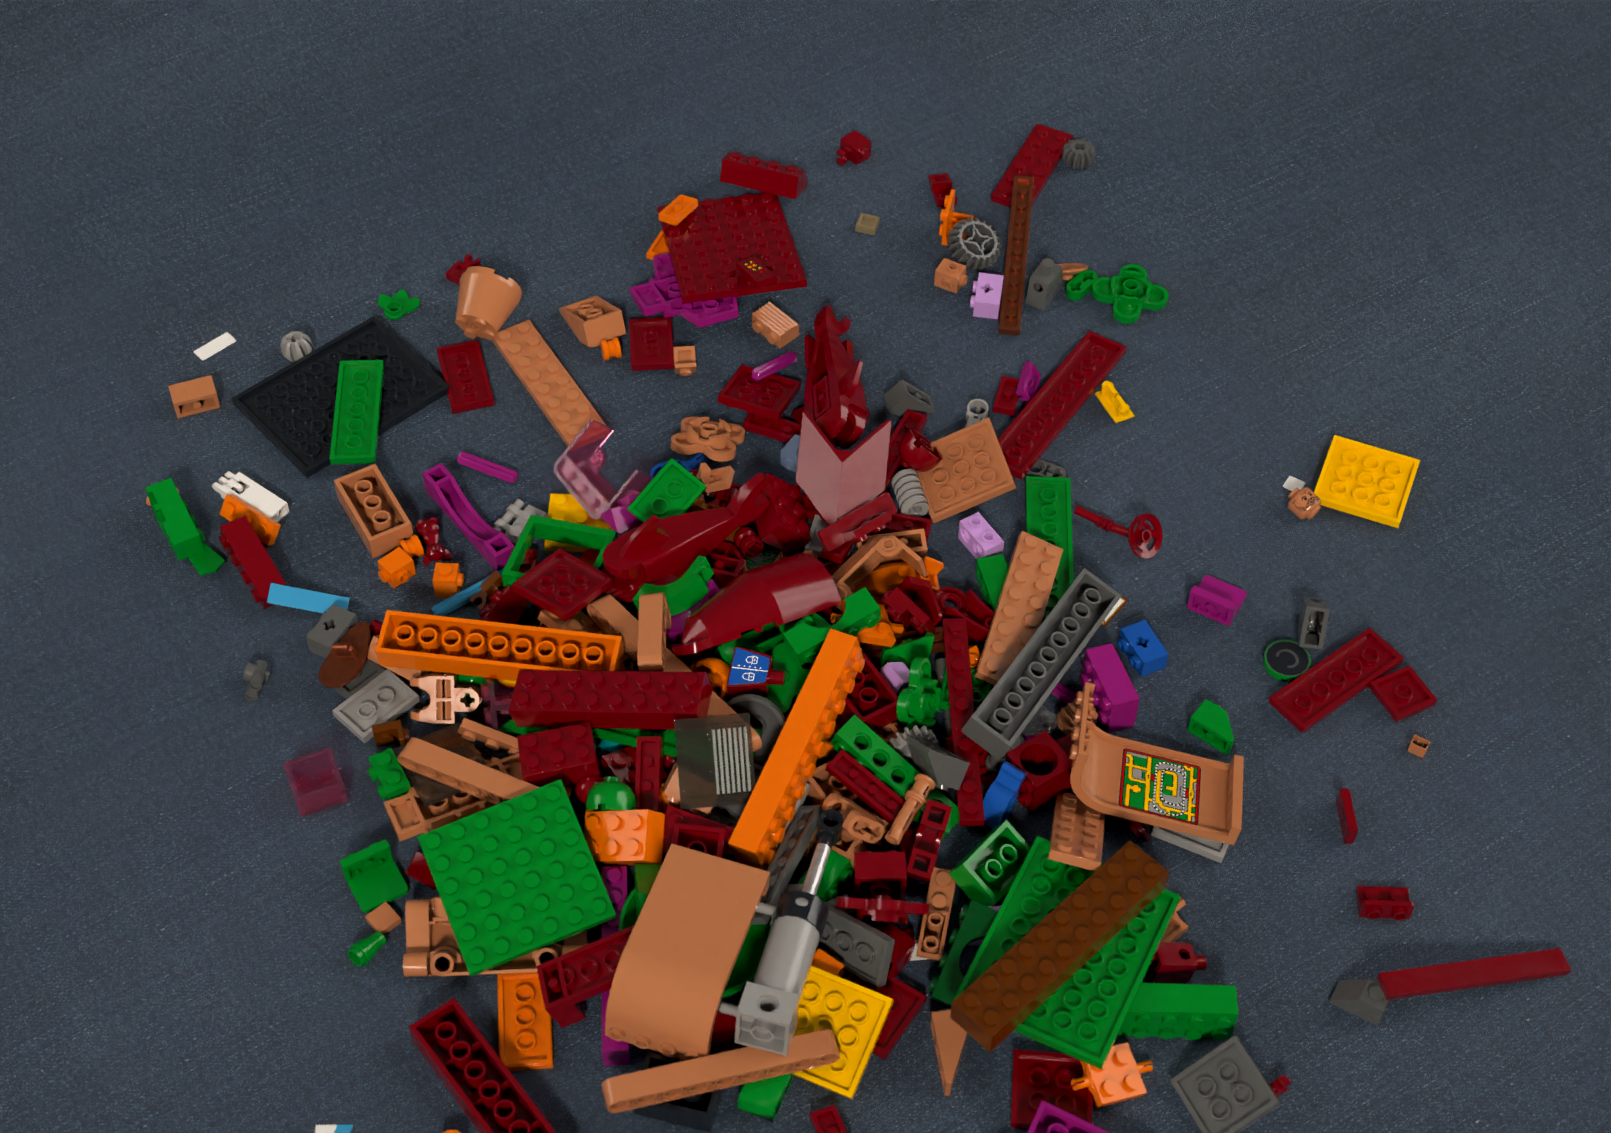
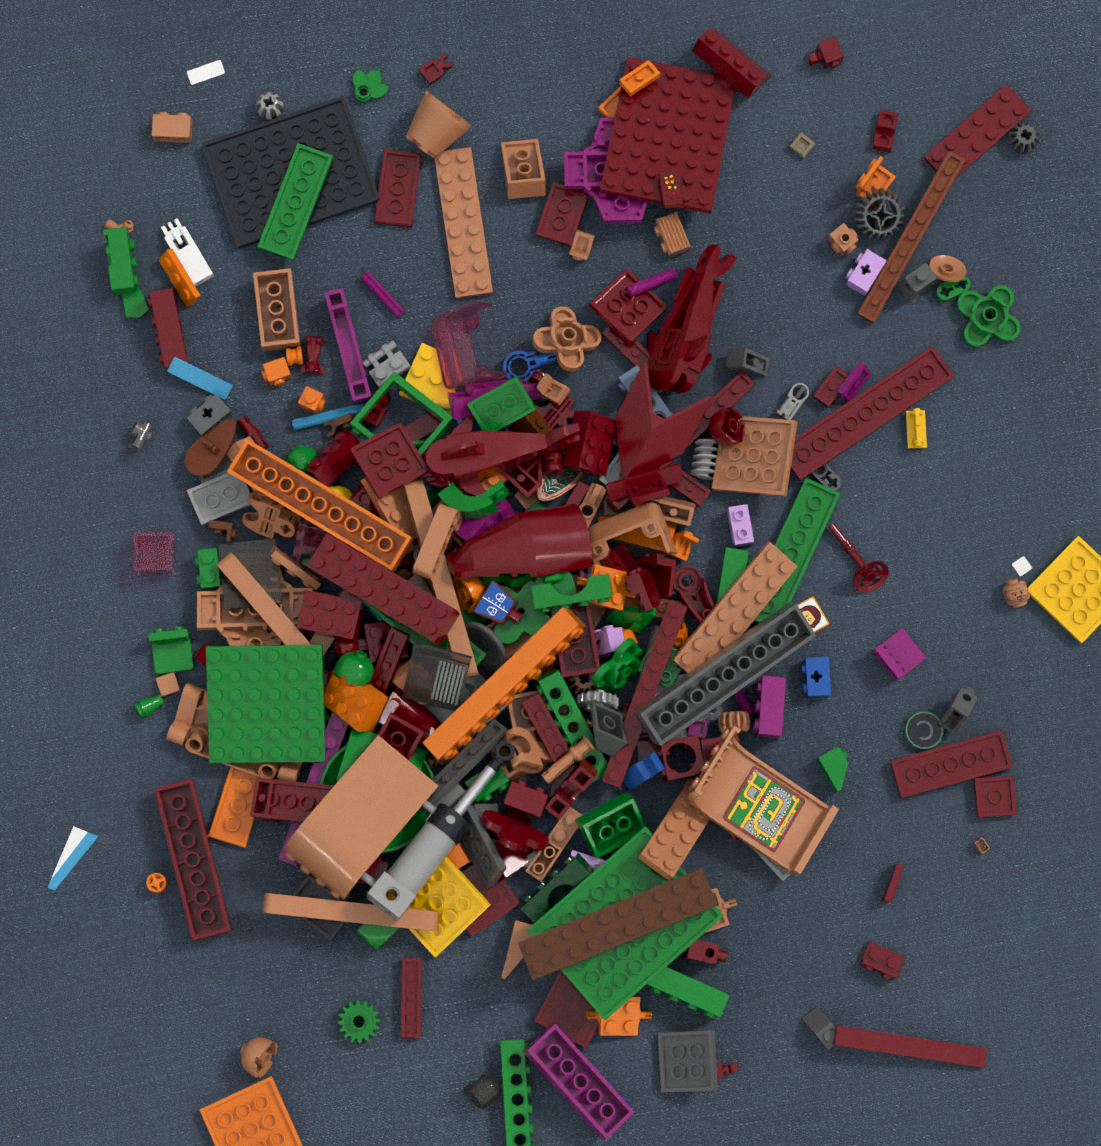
camera: 20 degrees right, 30 degrees up
(610, 348) = (526, 208): orange wheel -> none

